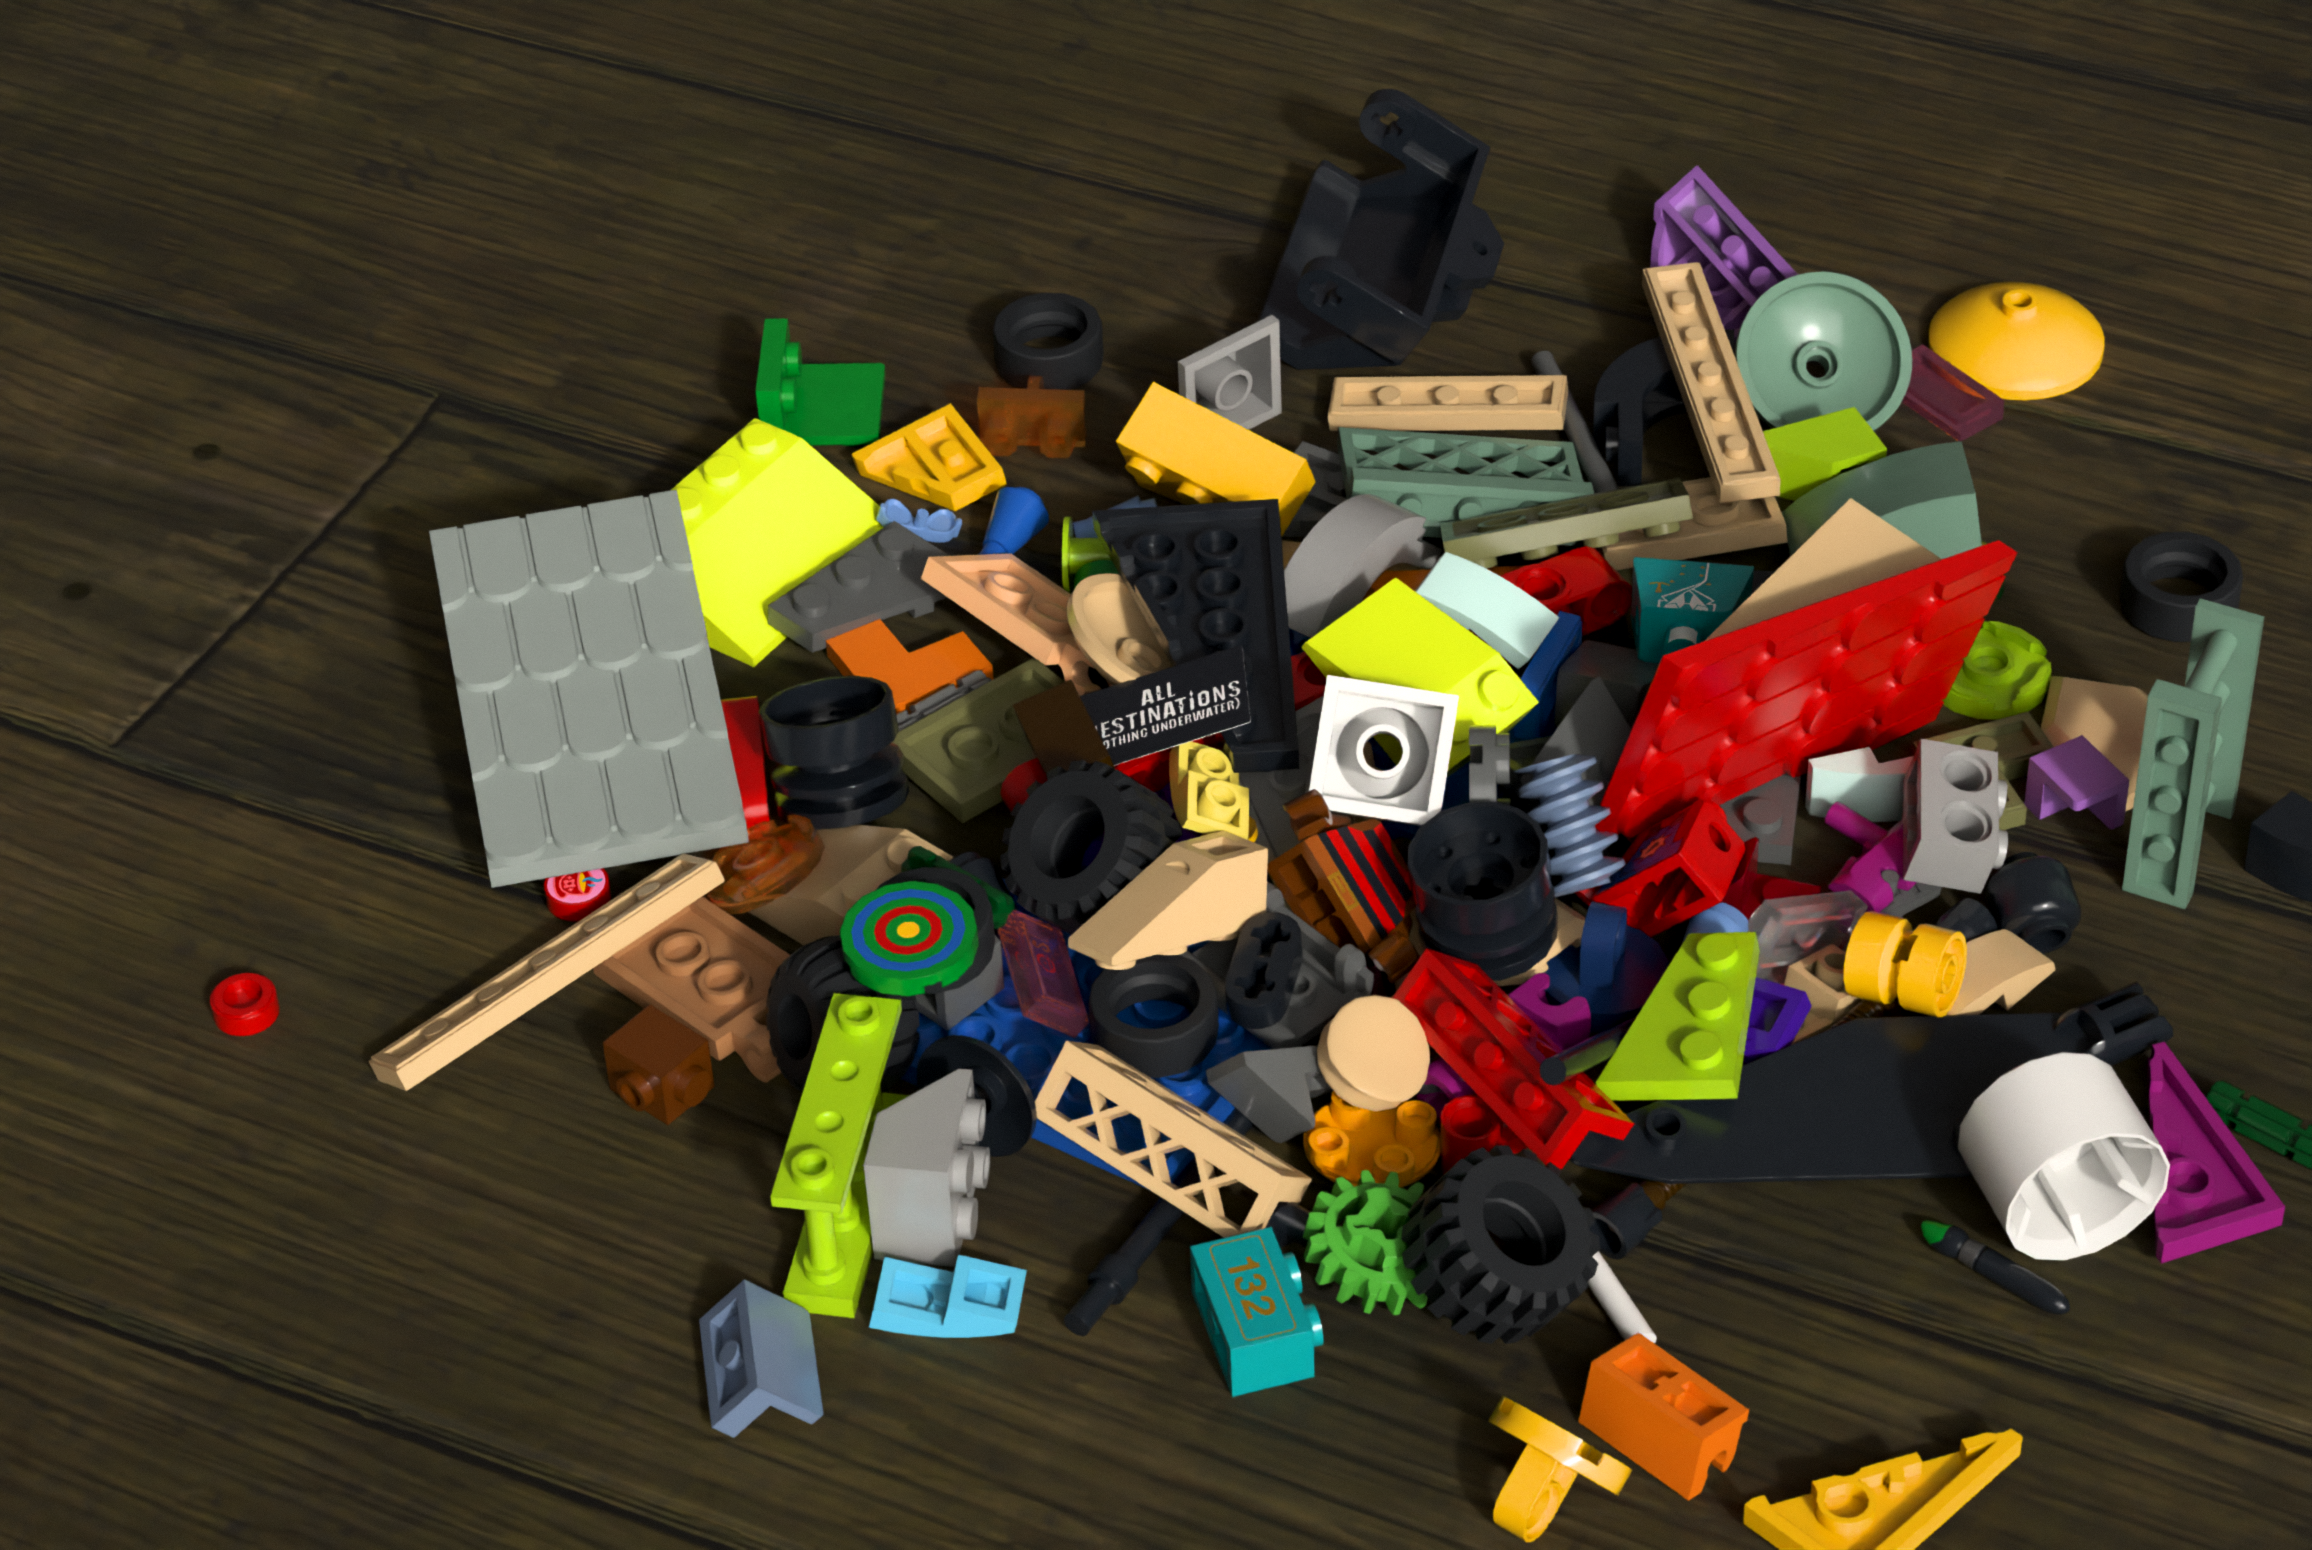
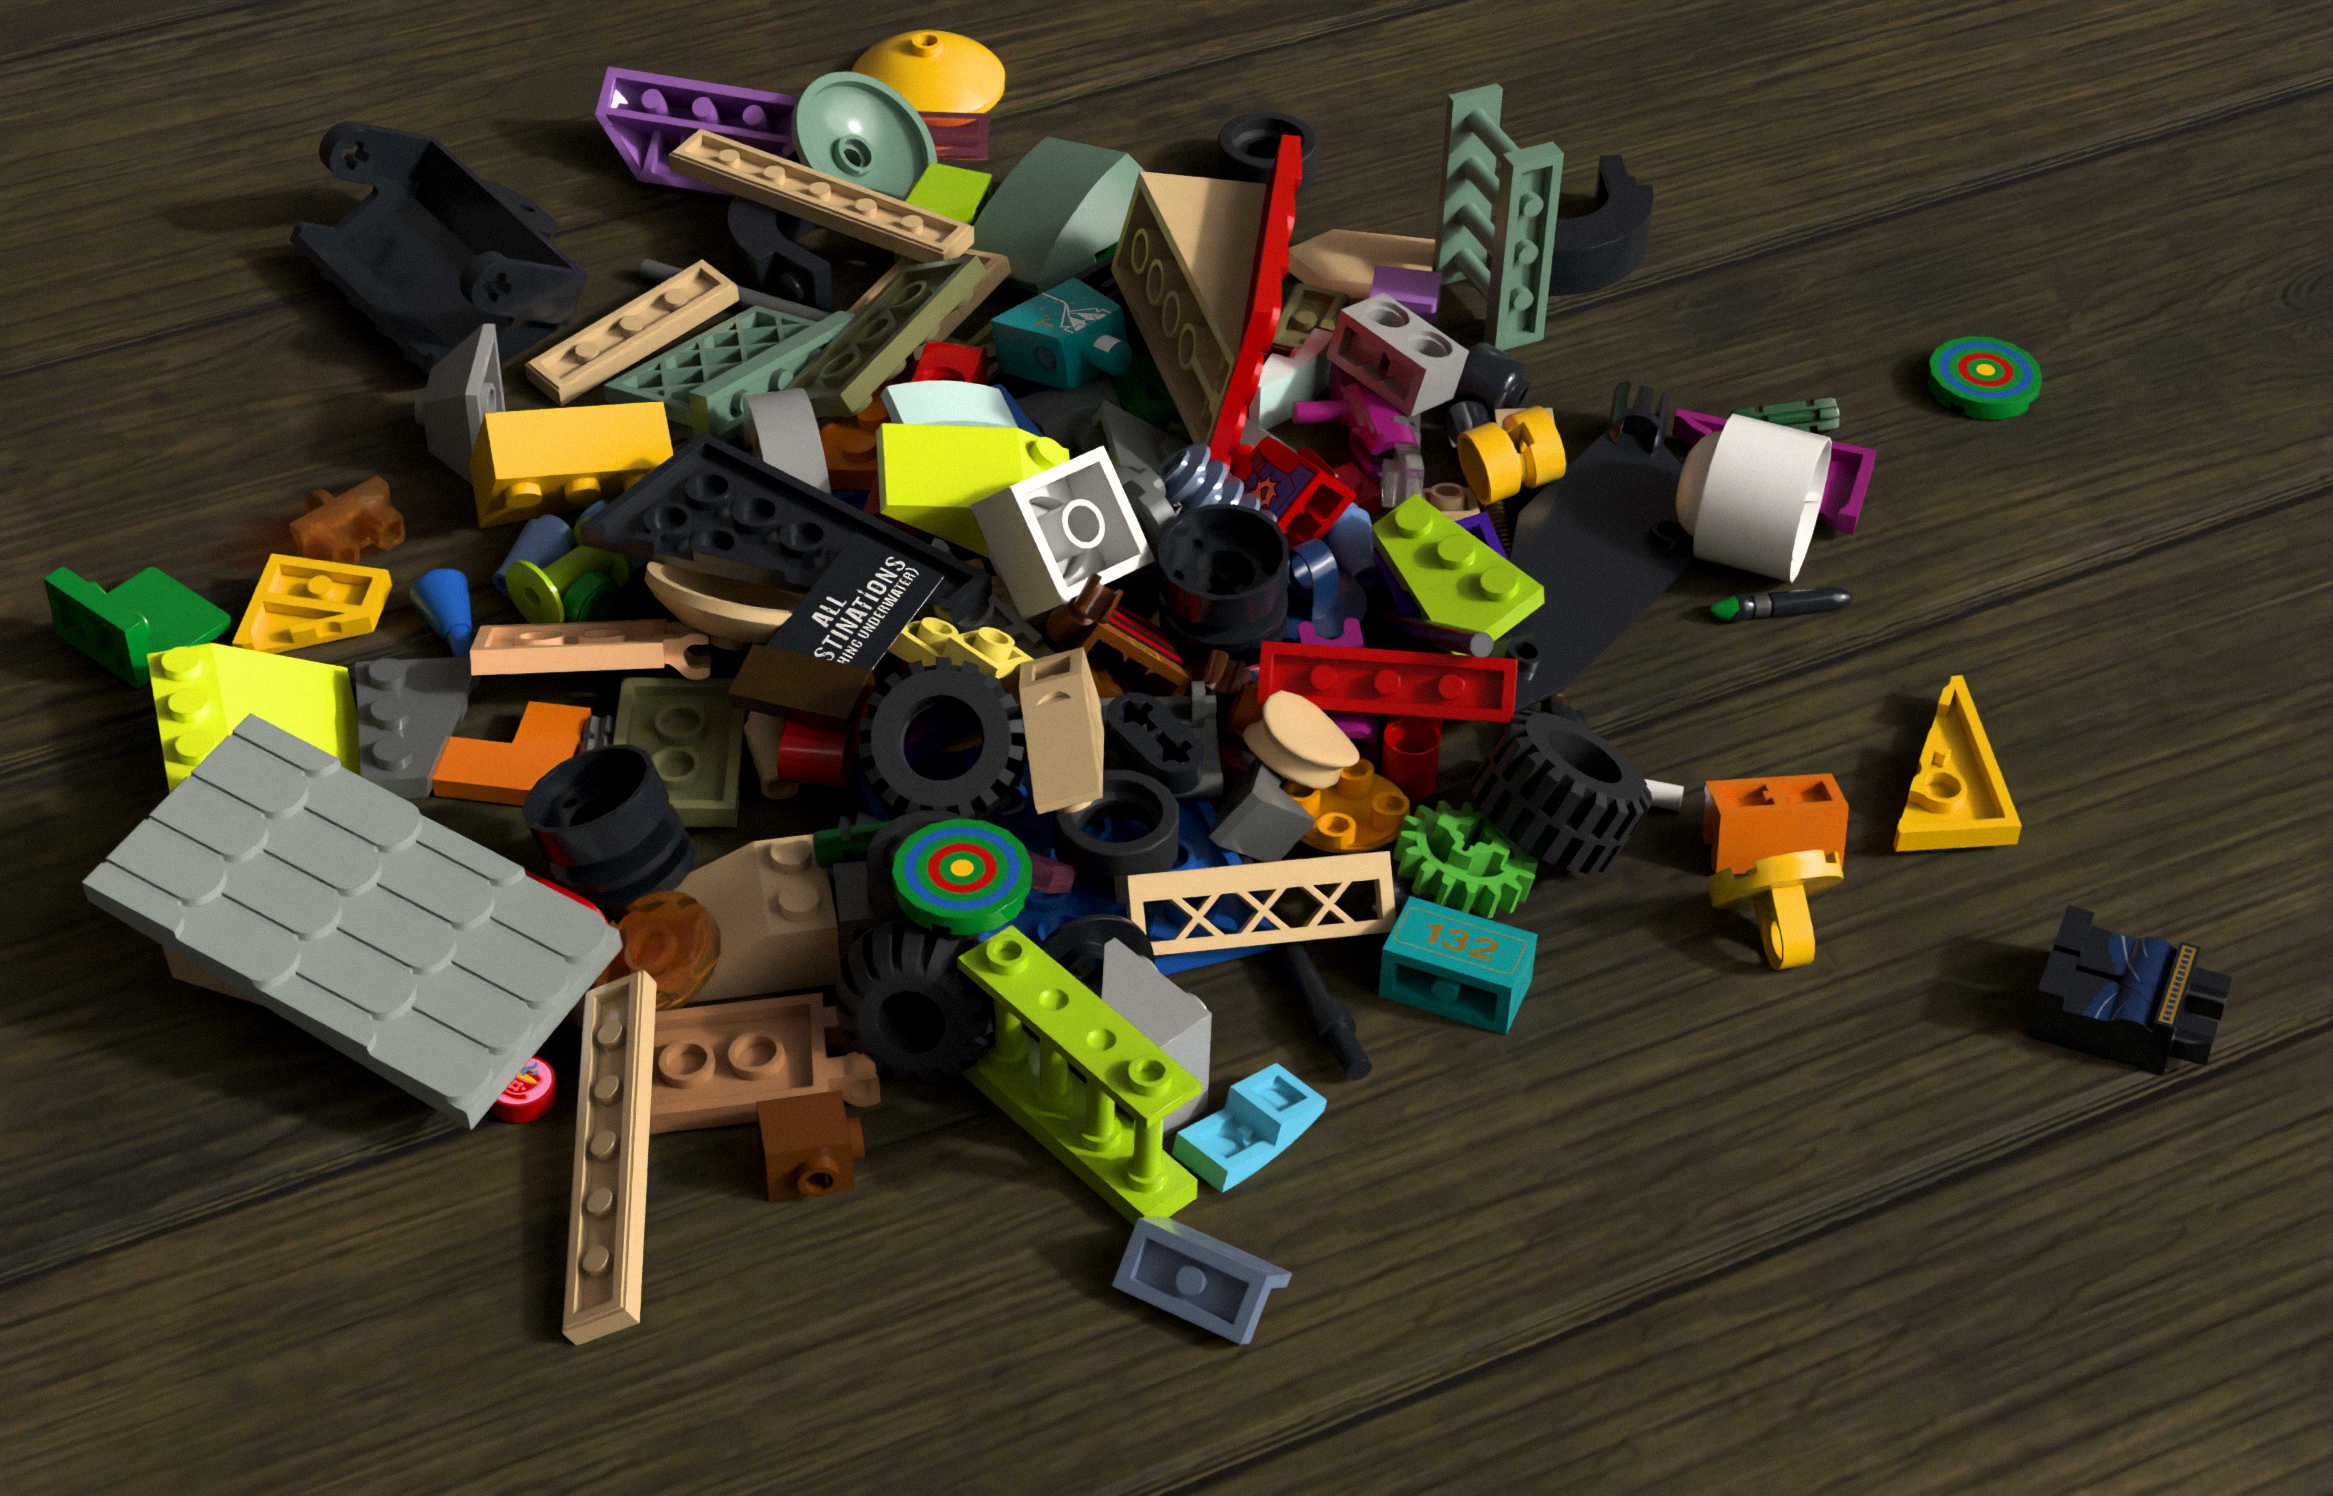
camera: 55 degrees left, 0 degrees up
(244, 1004) = (377, 1382): red tile -> none
(936, 527) = (374, 647): medium blue piece -> none
(1048, 316) = (260, 445): black tyre -> none

